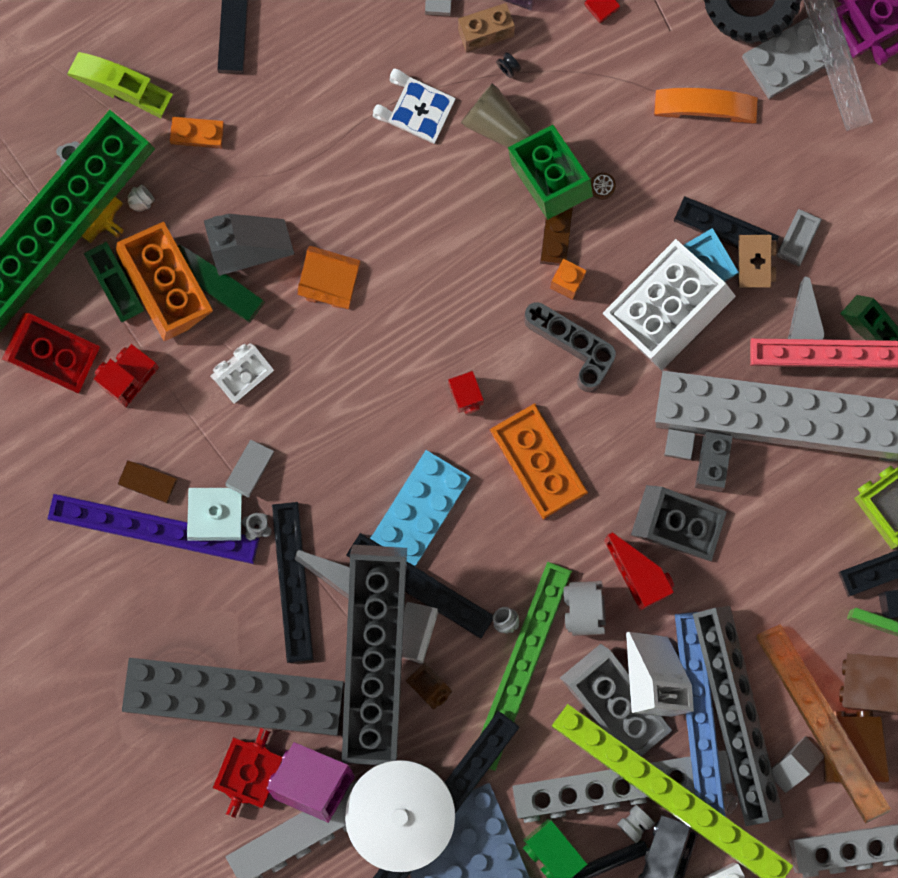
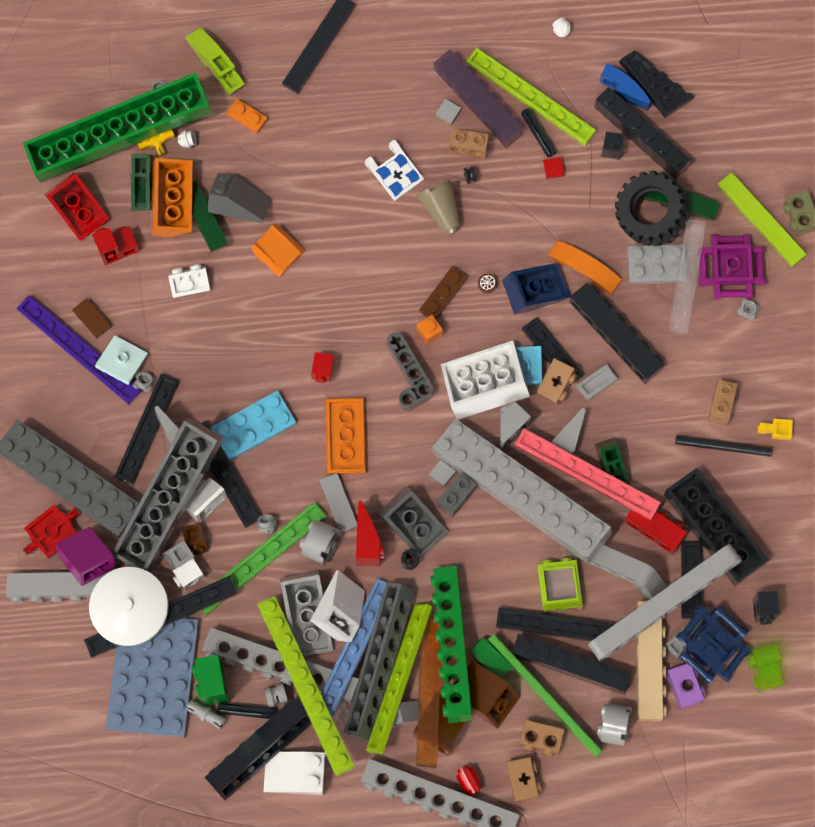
camera: 30 degrees right, 5 degrees down
(249, 468) = (159, 343): light grey tile -> none
(422, 718) = (178, 555): none -> light grey brick
(446, 734) = (187, 574): none -> white brick
(550, 171) = (455, 255): green brick -> none
(576, 547) = (338, 503): none -> light grey tile
(664, 161) = (535, 287): none -> dark blue slope
(693, 571) = (412, 554): none -> black bush
(731, 342) = (512, 422): none -> light grey slope
(762, 567) = (449, 578): none -> green brick
(774, 723) = (399, 679): none -> lime tile
(790, 165) = (616, 333): none -> black brick
(864, 637) = (490, 658): none -> green slope

